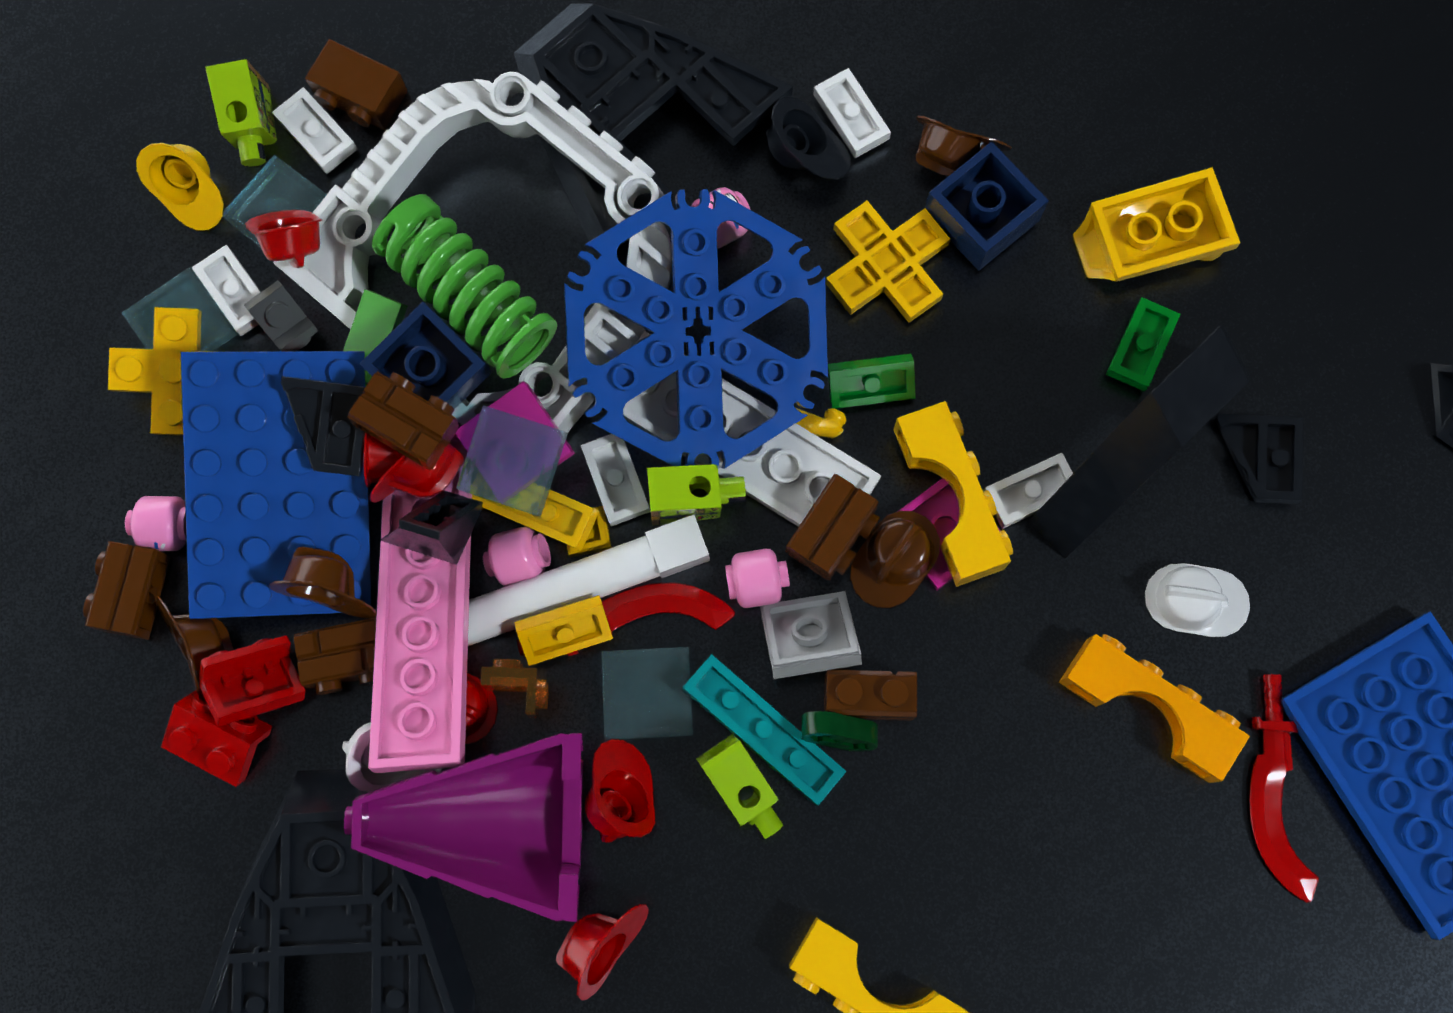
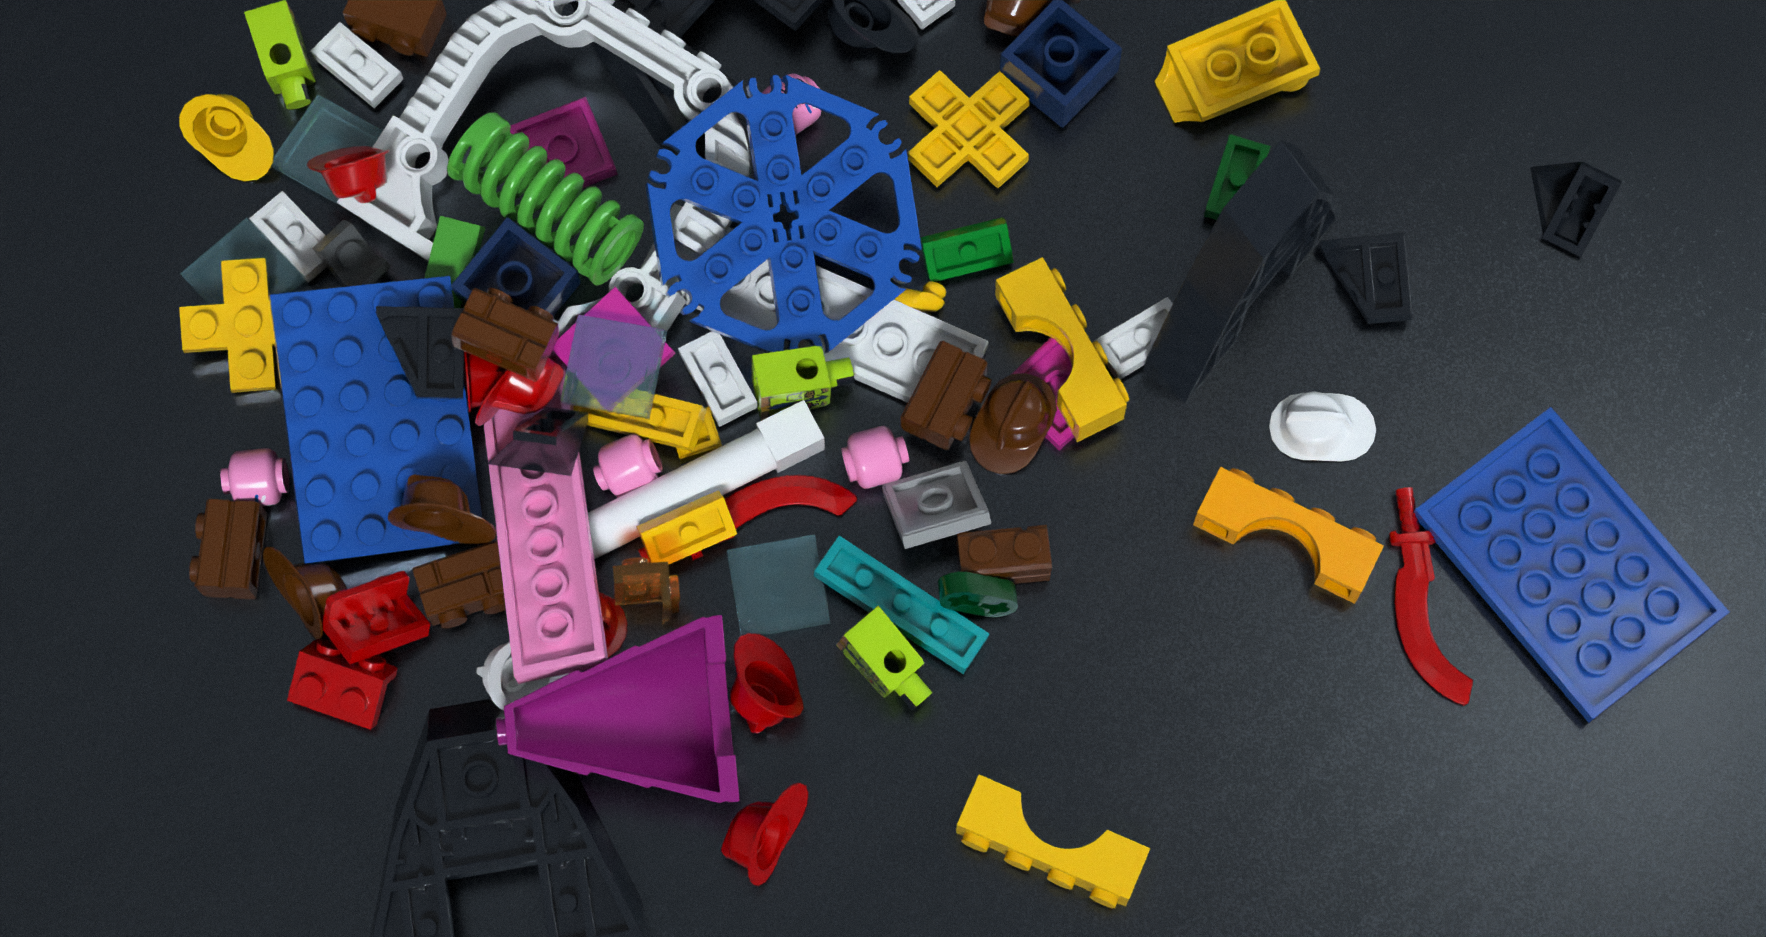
camera: 10 degrees left, 5 degrees down
(503, 229) = (572, 137): none -> dark pink tile

